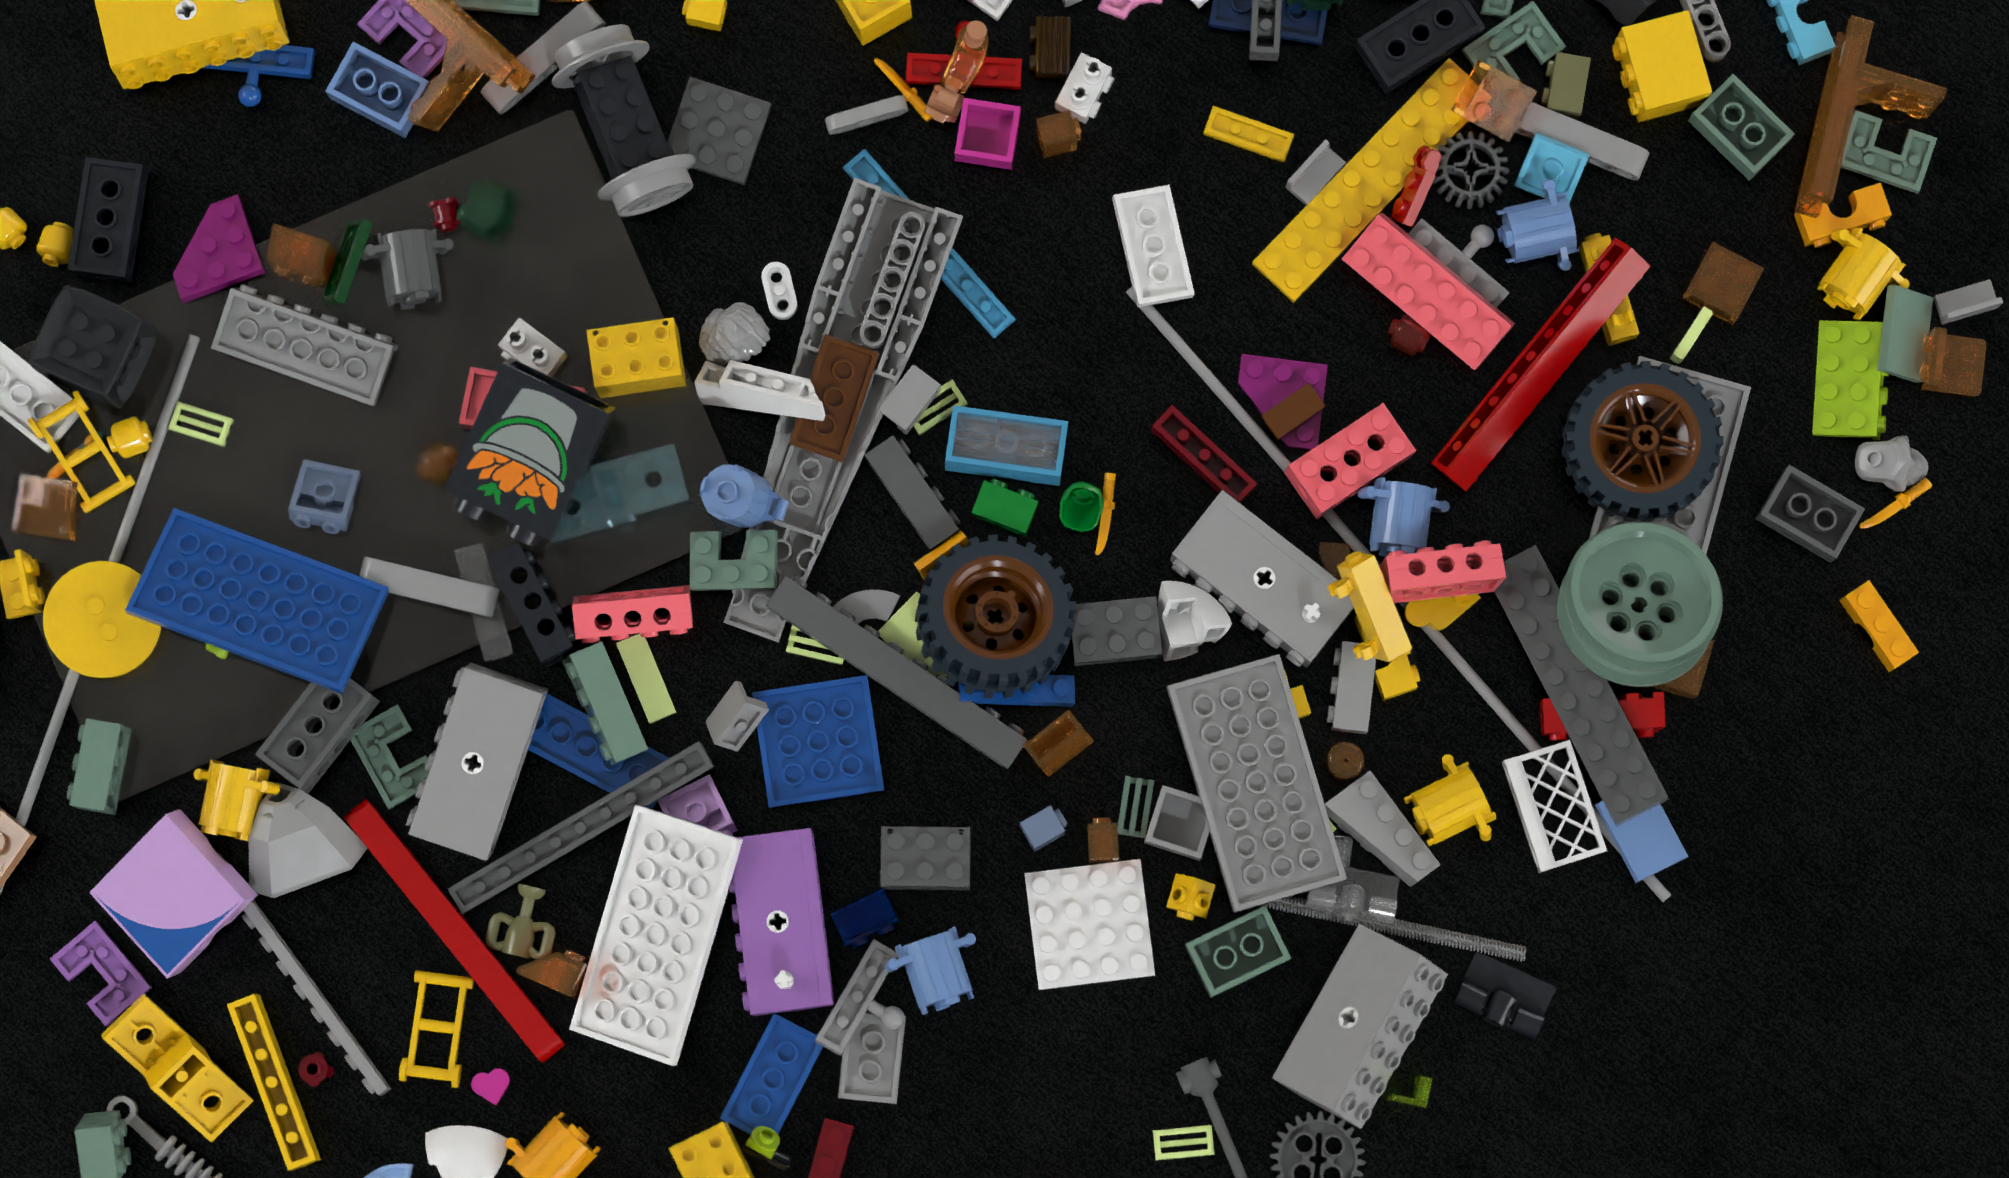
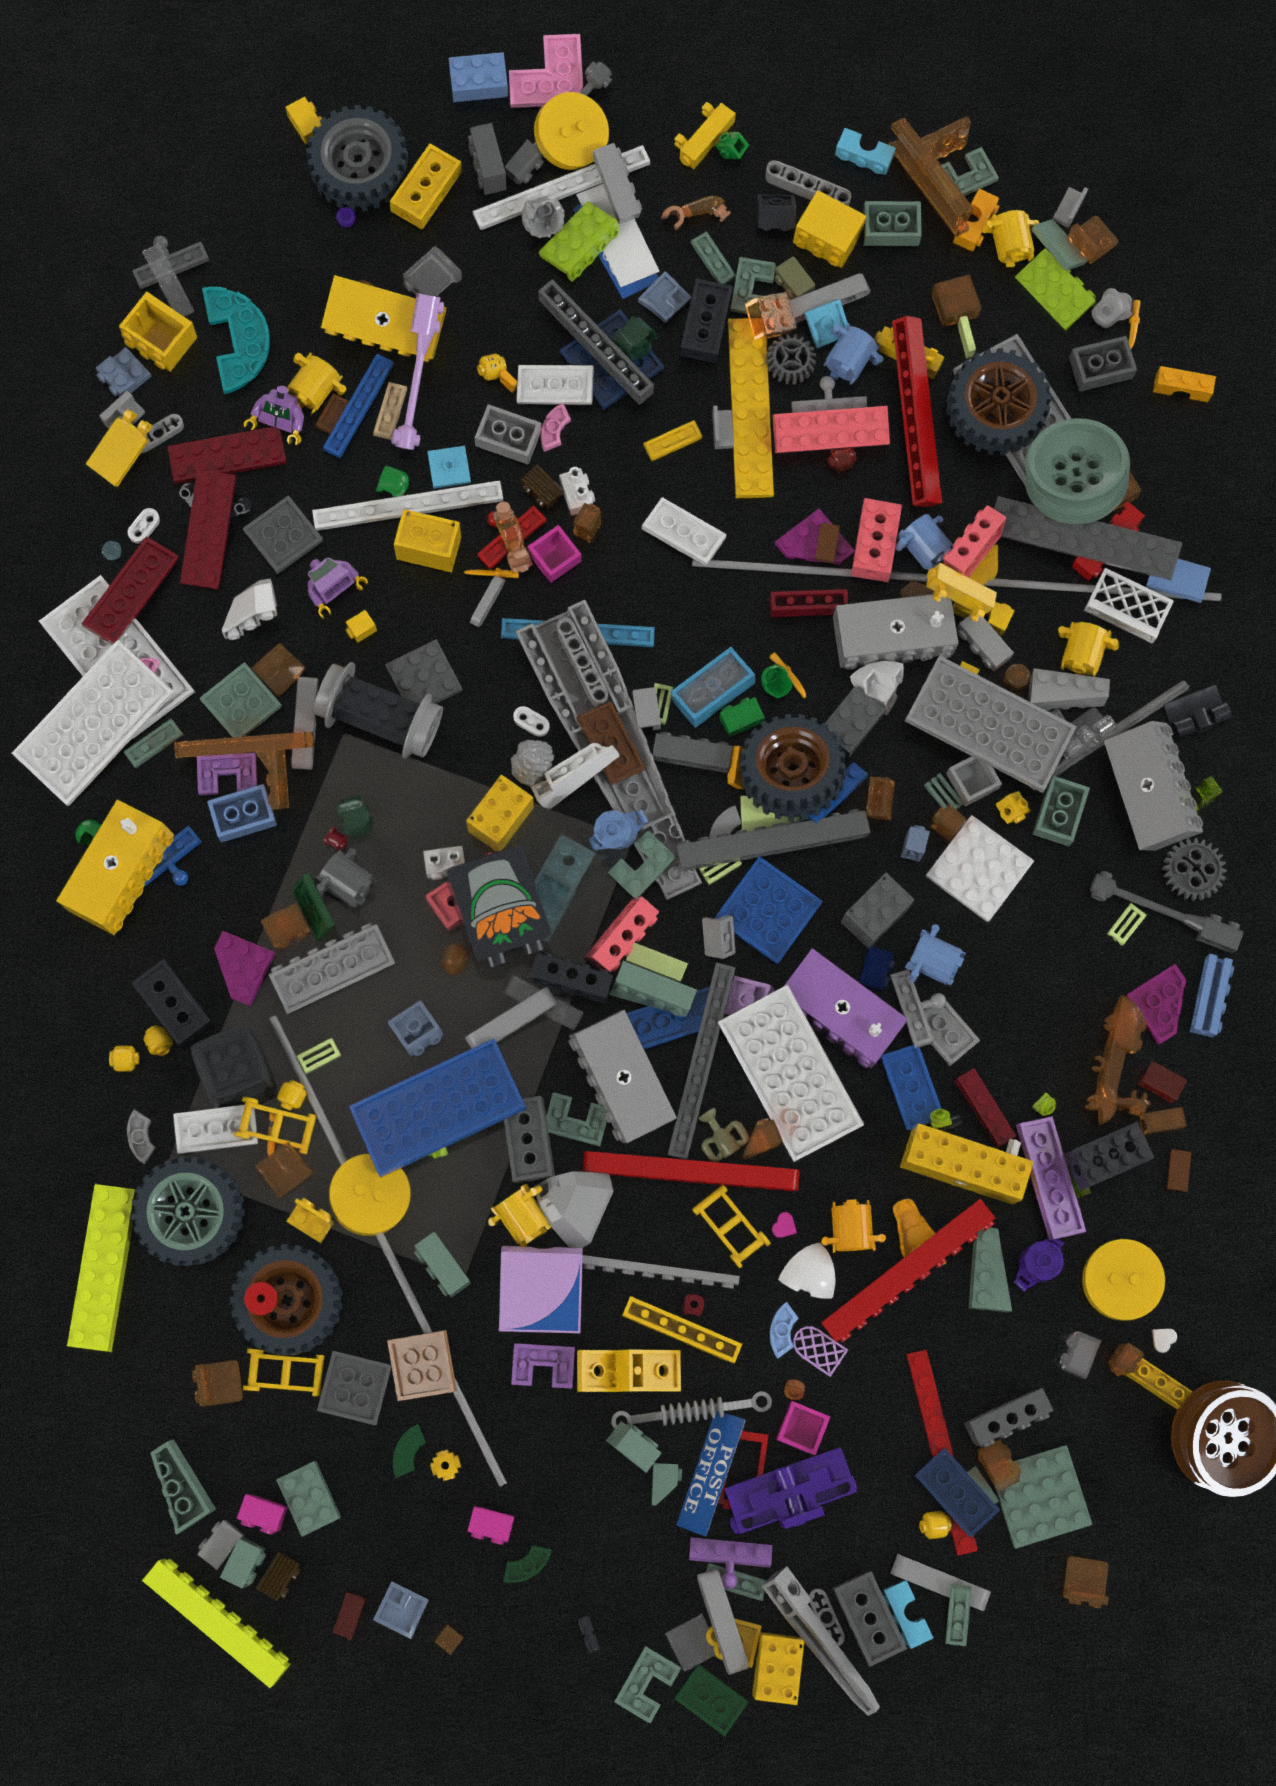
camera: 55 degrees left, 5 degrees down
(1416, 185) = (775, 388): red hinge -> none

